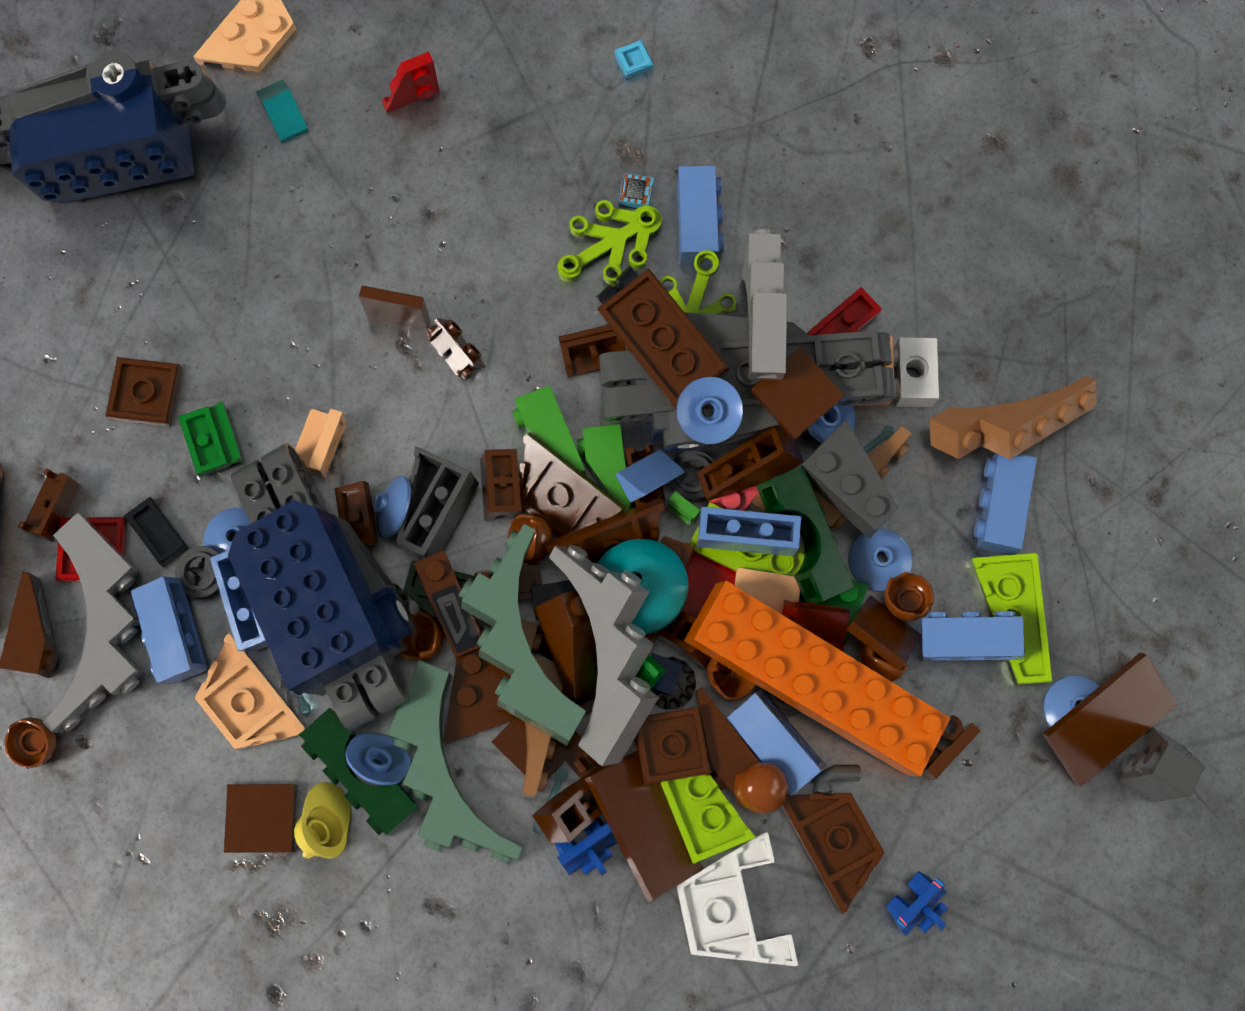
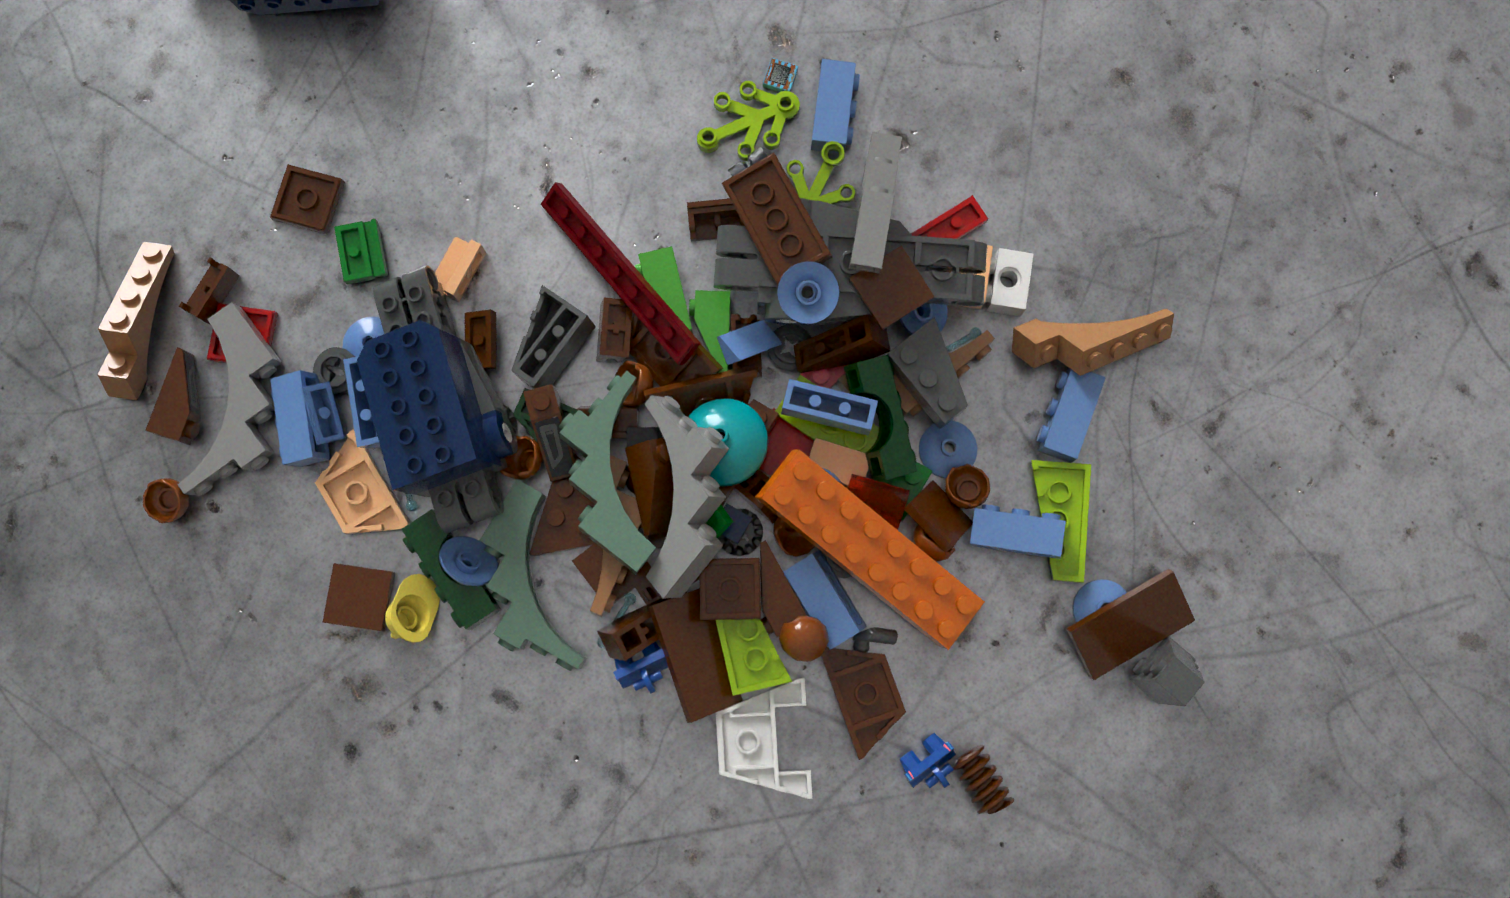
camera: 10 degrees right, 5 degrees up
(156, 531) = (302, 328): black tile -> none
(194, 620) = (322, 413): none -> medium blue slope
(392, 506) = (513, 336): medium blue dish -> none
(394, 307) = (542, 154): reddish brown tile -> none
(448, 337) = (587, 188): hinge -> none
(499, 422) = (620, 274): none -> dark red tile
(683, 509) = (775, 376): bright green tile -> none
(958, 741) = (991, 621): reddish brown plate -> none
(980, 917) = (982, 781): none -> reddish brown piece

